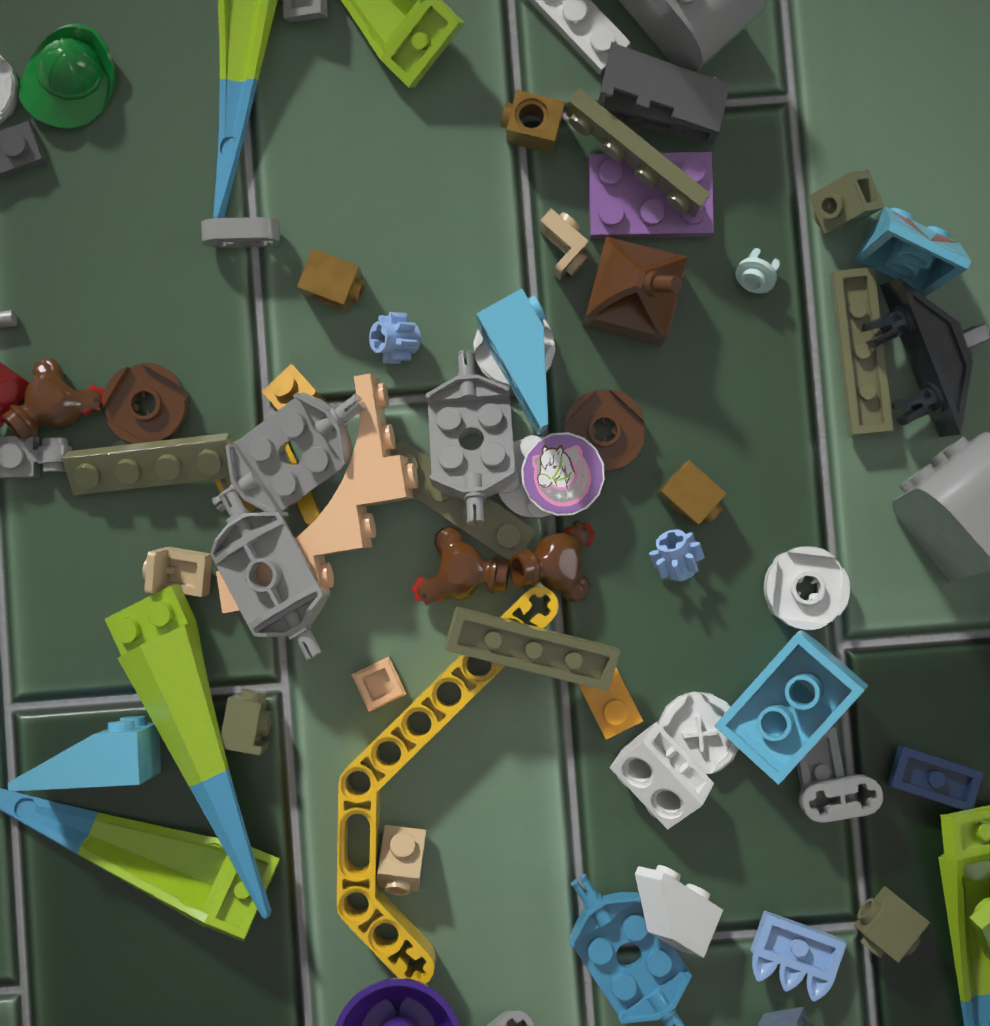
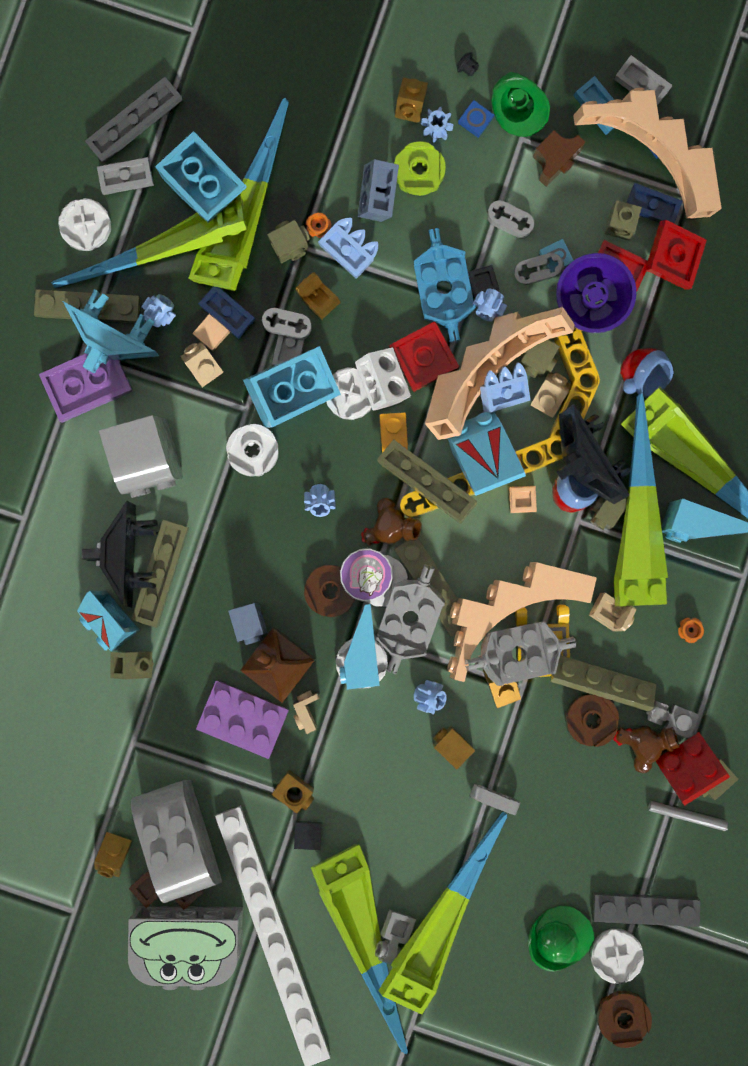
camera: 160 degrees left, 0 degrees up
(43, 593) = (698, 630): none -> orange plate
(273, 955) = (646, 371): none -> medium blue piece
(294, 593) = (550, 570): light grey plate -> none
(307, 733) = (572, 495): none -> medium blue piece
(307, 784) = (586, 458): none -> black connector
(443, 908) = (539, 359): none -> olive brick
(460, 571) = (448, 544): reddish brown animal -> none
(464, 728) = (485, 454): none -> medium azure slope
(471, 836) = (505, 390): none -> light blue plate
(486, 71) = (307, 835): none -> black tile
(499, 916) = (509, 338): none -> light nougat arch
(549, 956) = (489, 304): none -> light blue gear
(573, 987) = (483, 279): none -> black tile
(613, 835) = (424, 356): none -> red plate
(624, 144) = (249, 754): olive plate -> none
(662, 96) = (212, 773): dark grey wedge -> none
(677, 912) = (407, 299): white slope -> none
(693, 494) = (295, 531): pearl gold brick -> none
(704, 330) = (248, 623): none -> sand blue brick
(757, 274) = (202, 645): light aqua plate -> none
(812, 860) = (317, 295): none -> pearl gold bracket
(867, 968) = (313, 220): none -> orange plate
(938, 684) = (201, 363): none -> tan bracket
(943, 736) = (211, 332): none -> light nougat tile

